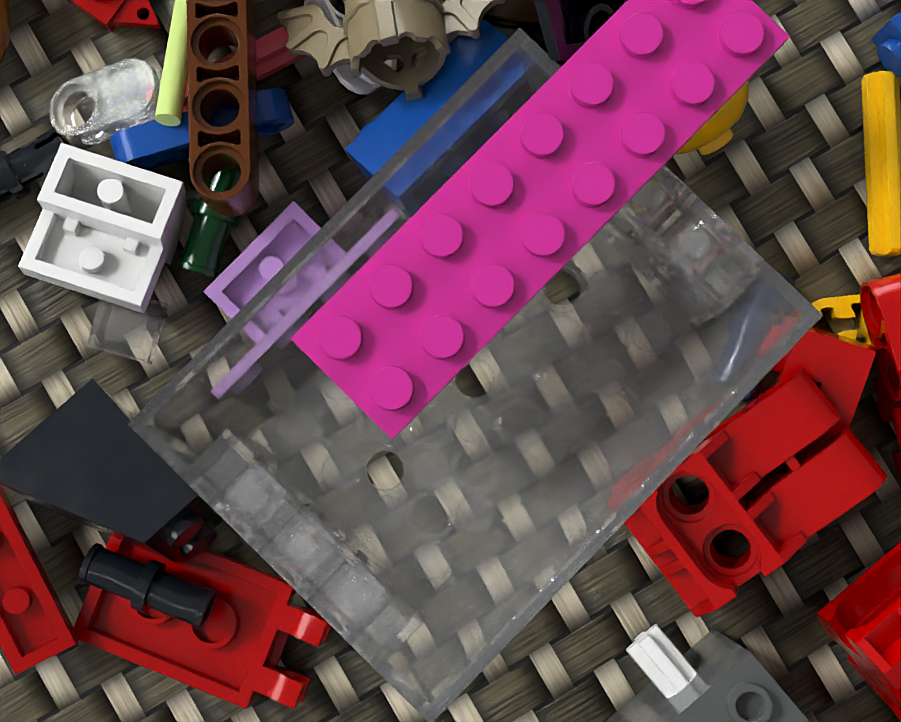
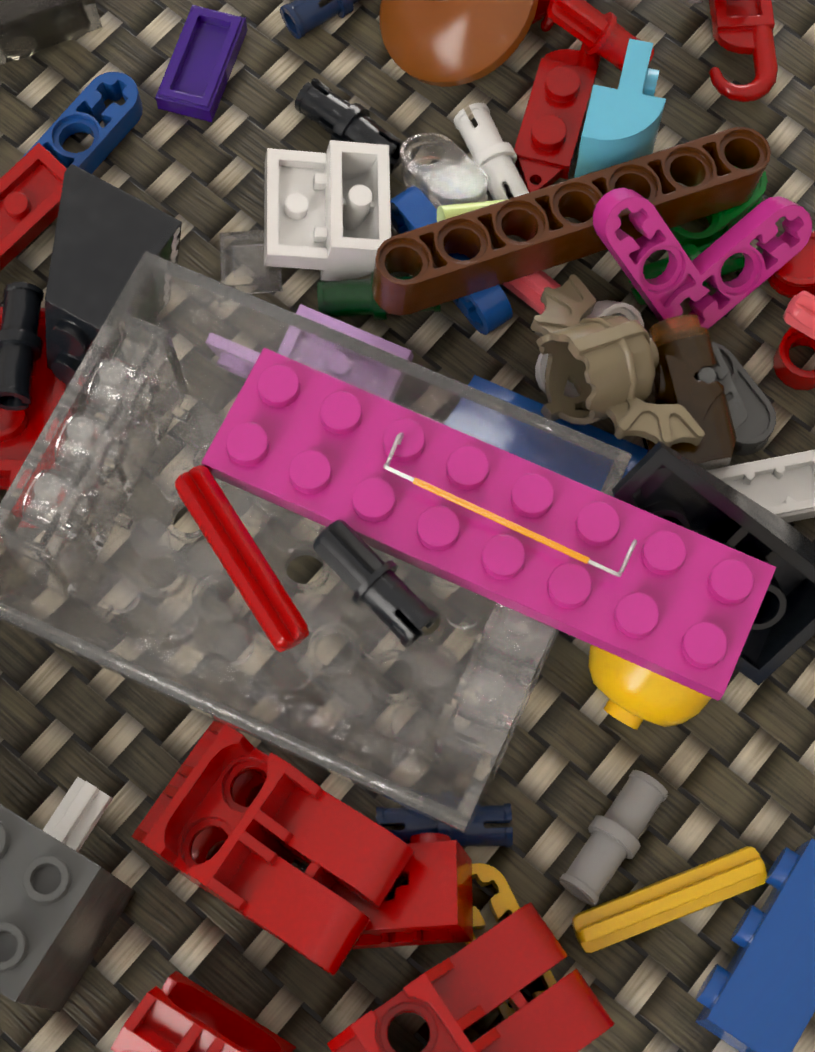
camera: 70 degrees right, 15 degrees down
(102, 45) = (491, 153): none -> white pin
(500, 431) = (242, 558): none -> red axle
(572, 314) = (374, 582): none -> black axle
(631, 60) = (500, 520): none -> light orange piece
(817, 190) = (613, 837): none -> light grey pin

